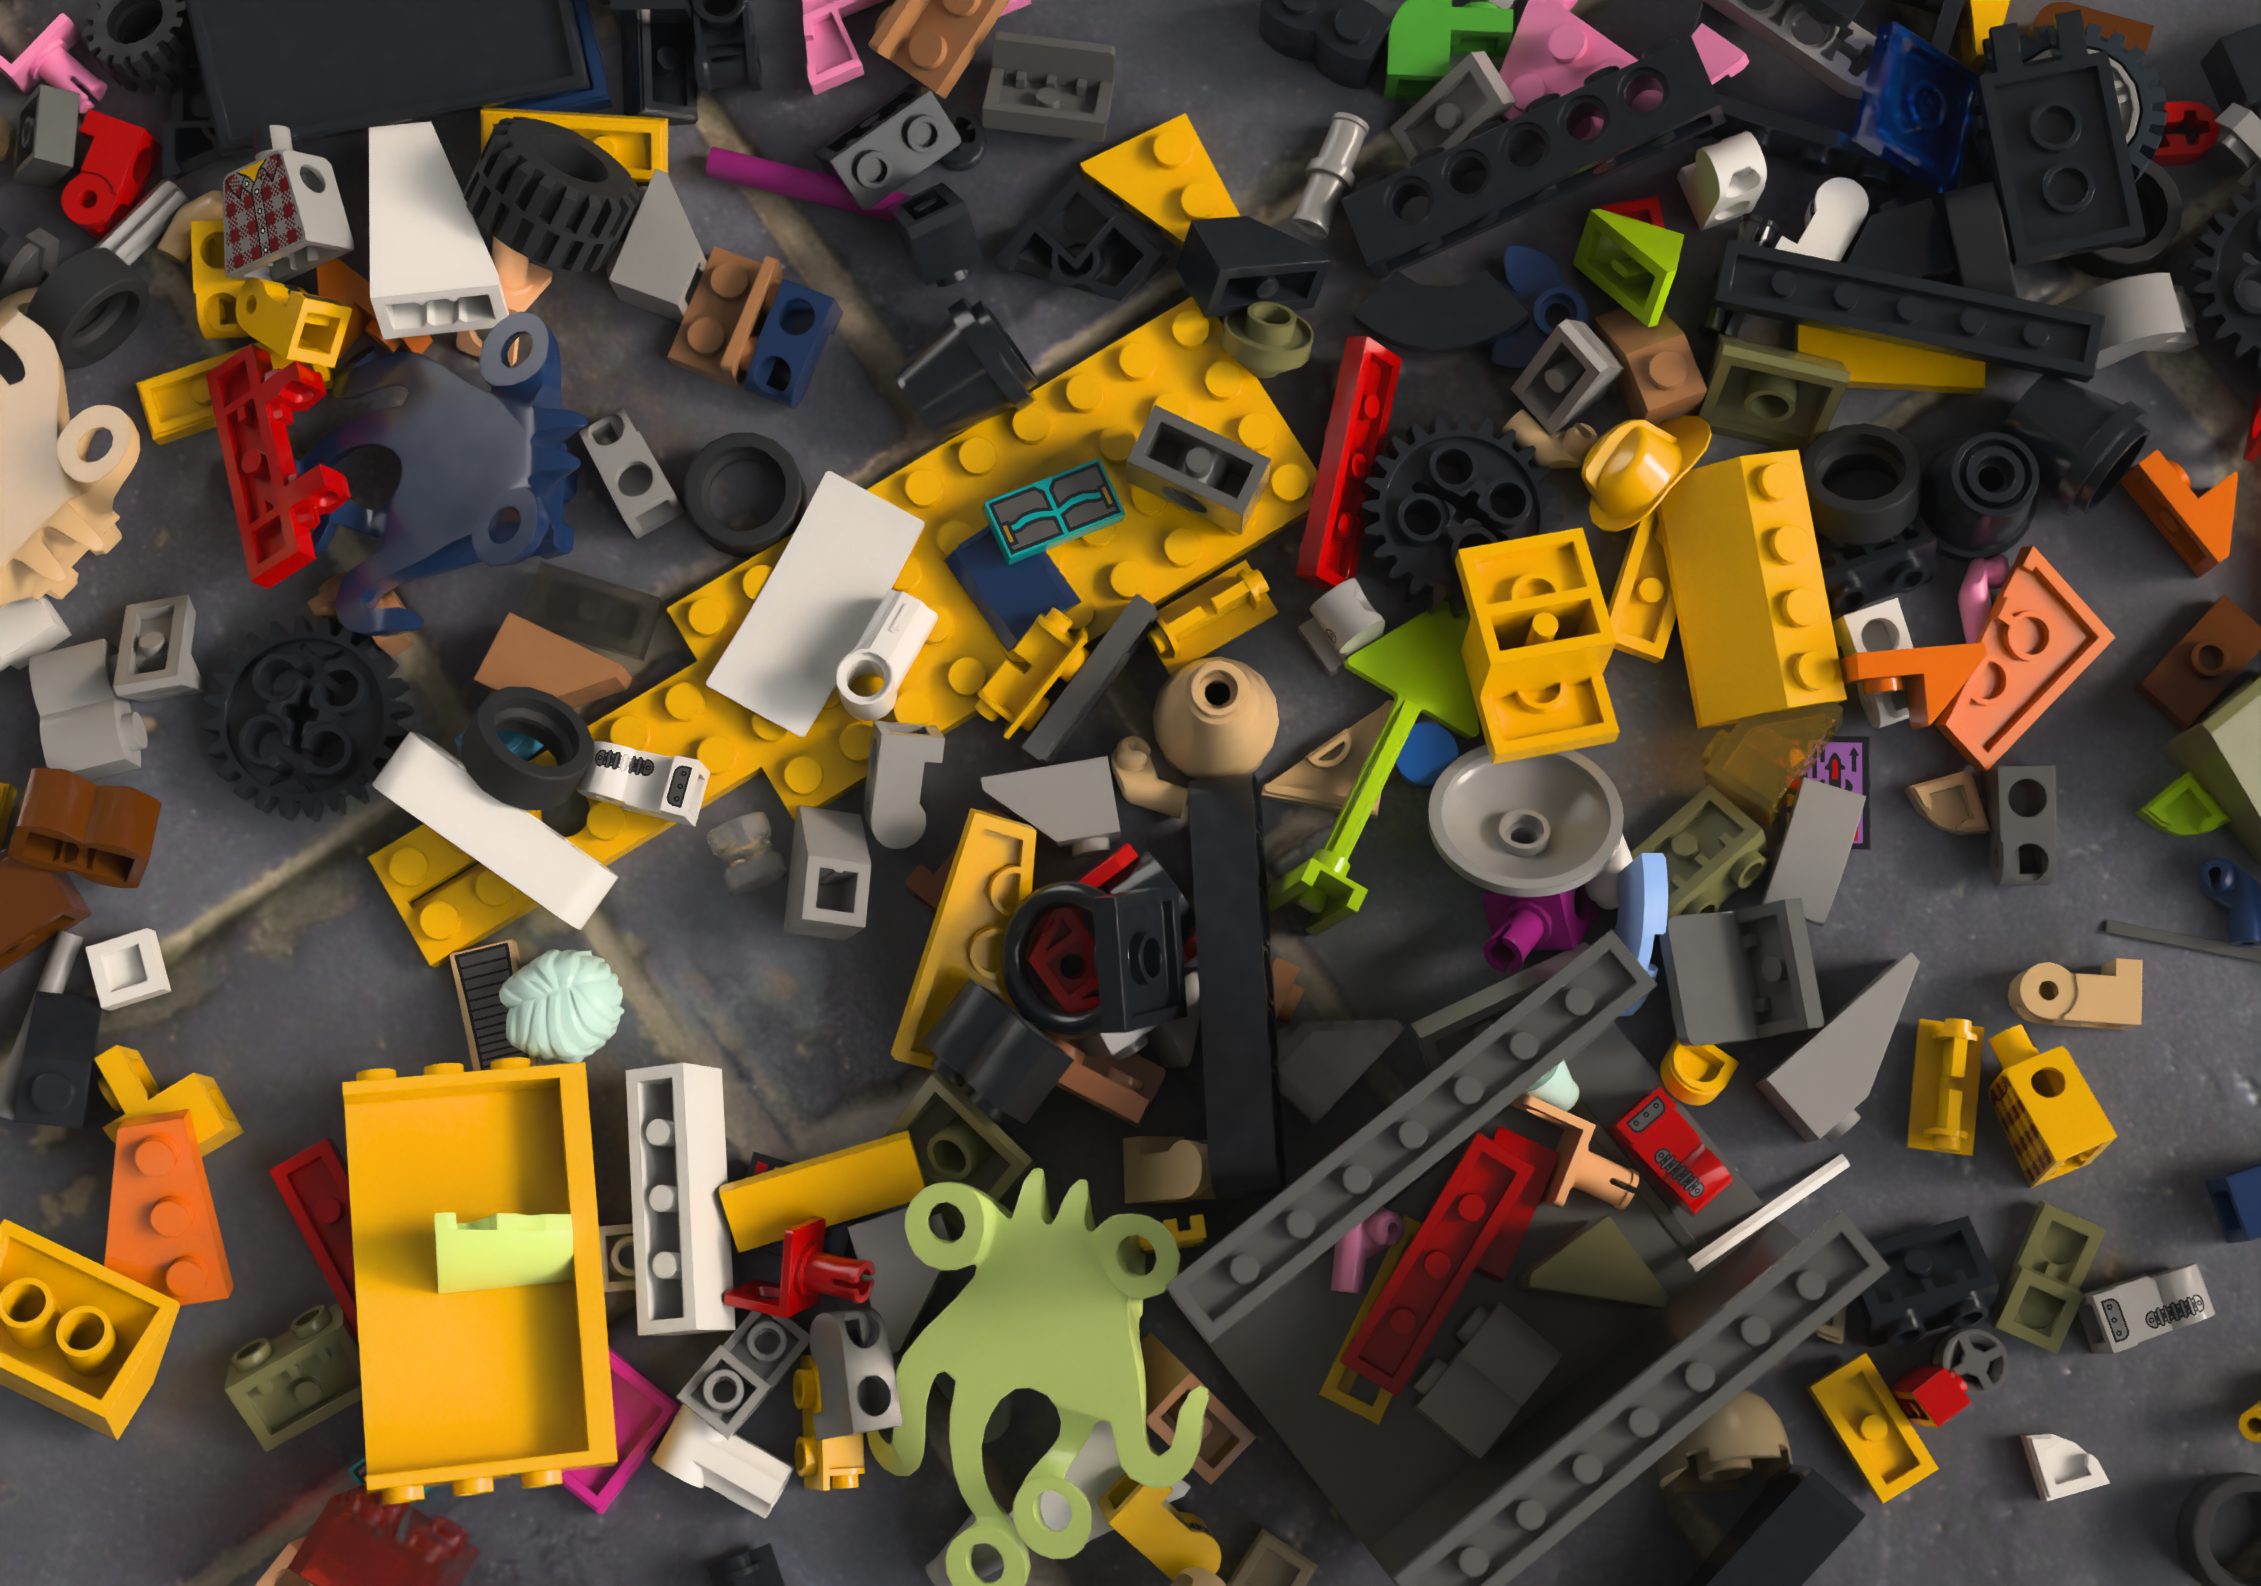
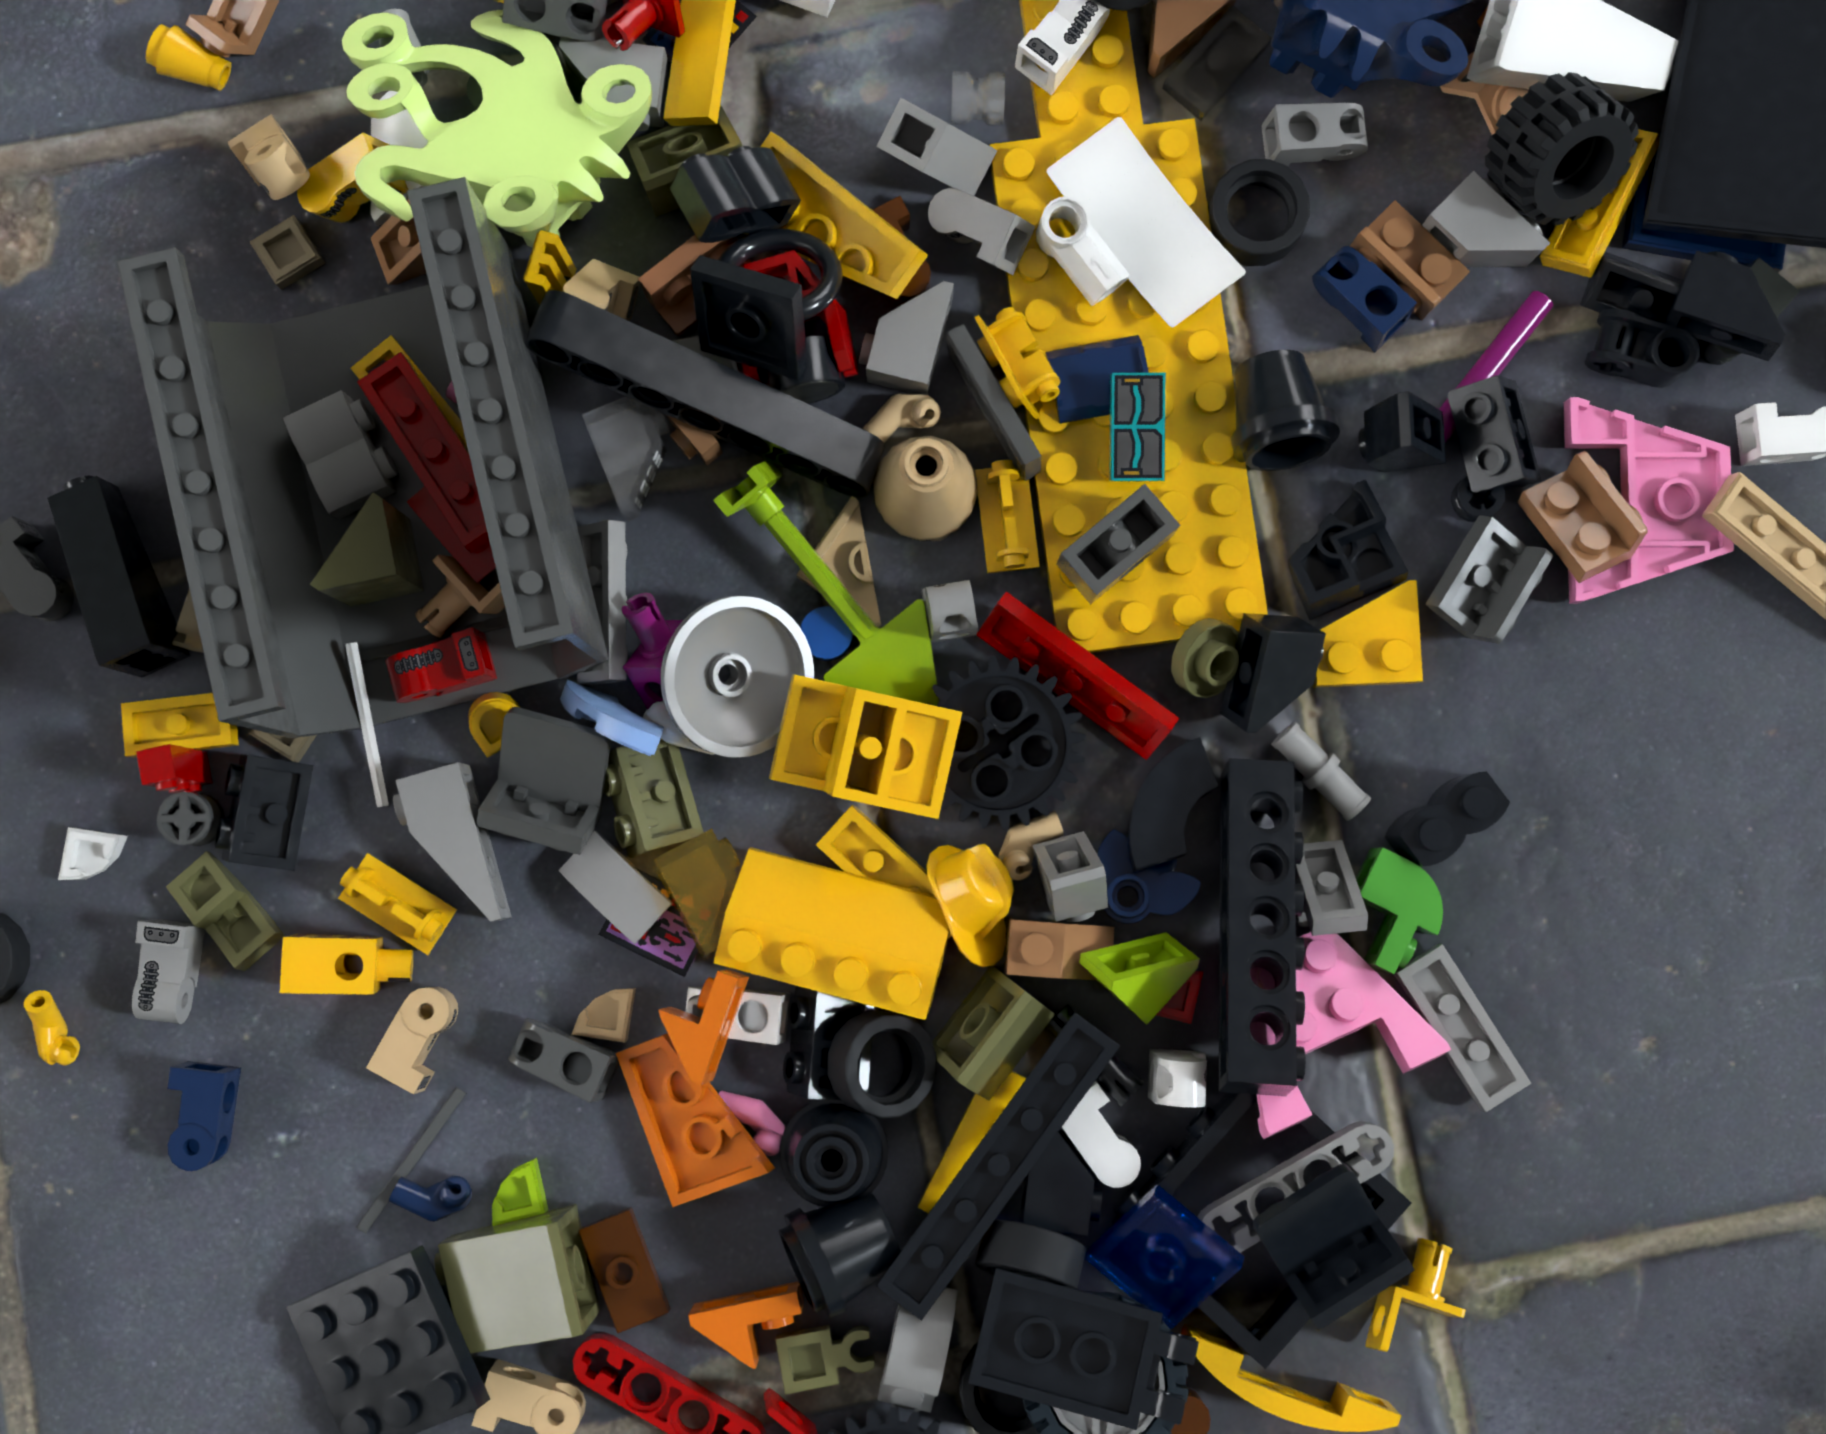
camera: 110 degrees right, 5 degrees up
(2189, 426) = (812, 1357): none -> olive plate

